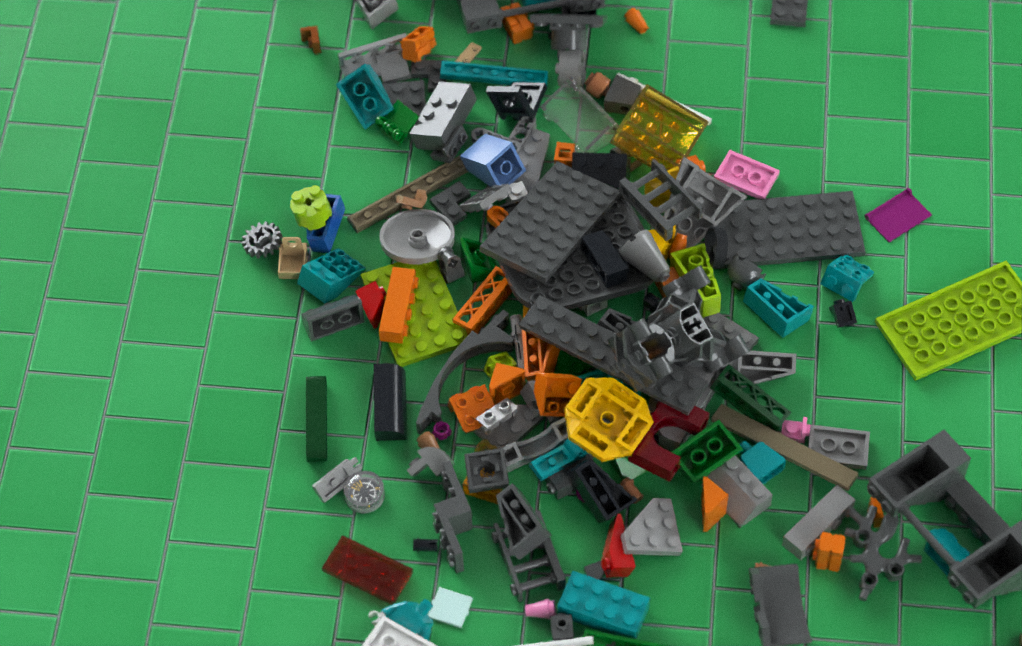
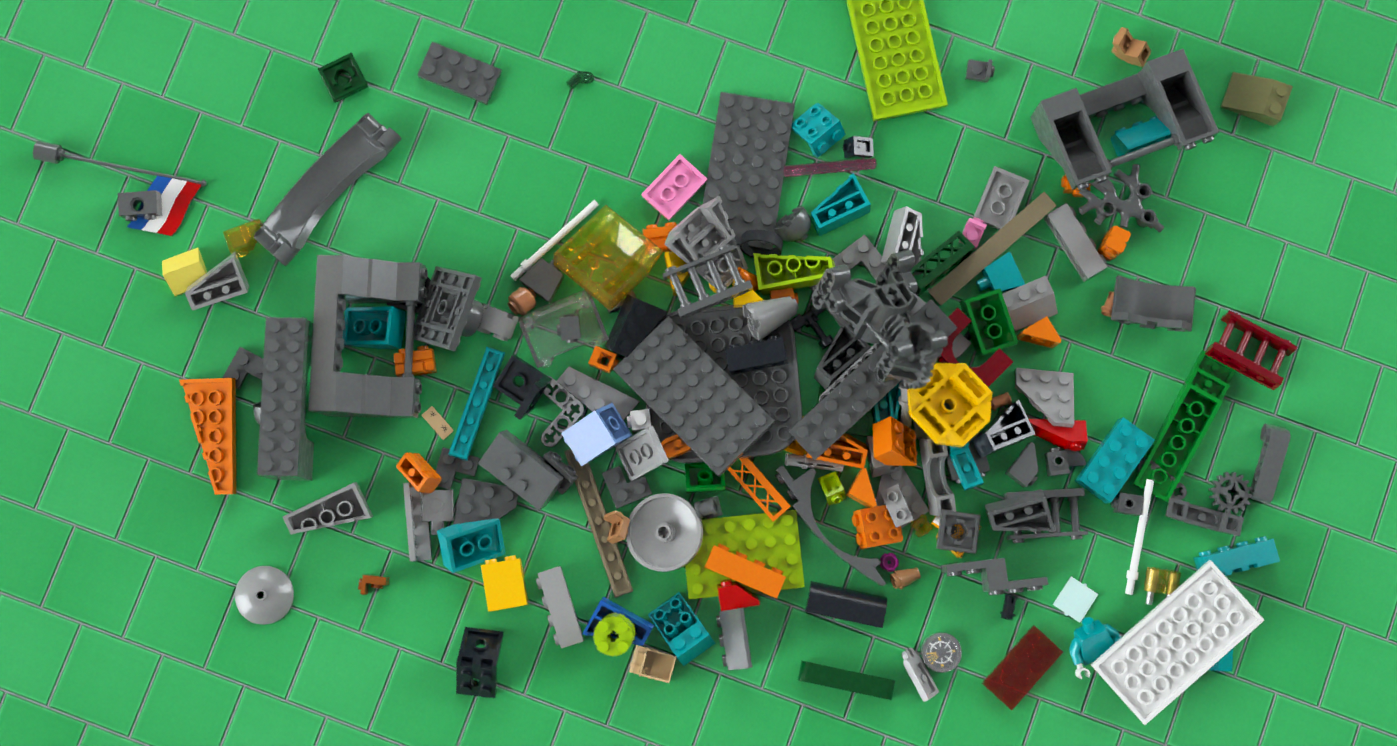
camera: 80 degrees left, 25 degrees up
(261, 119) = (478, 662): none -> black bracket
(262, 239) = (615, 687): dark grey gear -> none
(331, 173) = (560, 606): none -> light grey brick
(336, 131) = (504, 583): none -> yellow brick
(397, 122) = (515, 518): green hinge -> none
(431, 457) = (925, 578): light grey brick -> none
(541, 609) = (1101, 517): bright pink cone -> none
(572, 526) = (1024, 467): none -> dark grey slope
(579, 556) = (1051, 467): none -> dark grey brick
(585, 123) = (569, 327): none -> dark grey brick
(635, 19) = (448, 238): orange cone -> none
(814, 295) = (829, 167): none -> clear pink axle
(822, 83) = (580, 77): none -> clear green arm
(897, 215) = (757, 58): magenta piece -> none
(963, 400) = (979, 70): none -> dark grey bracket

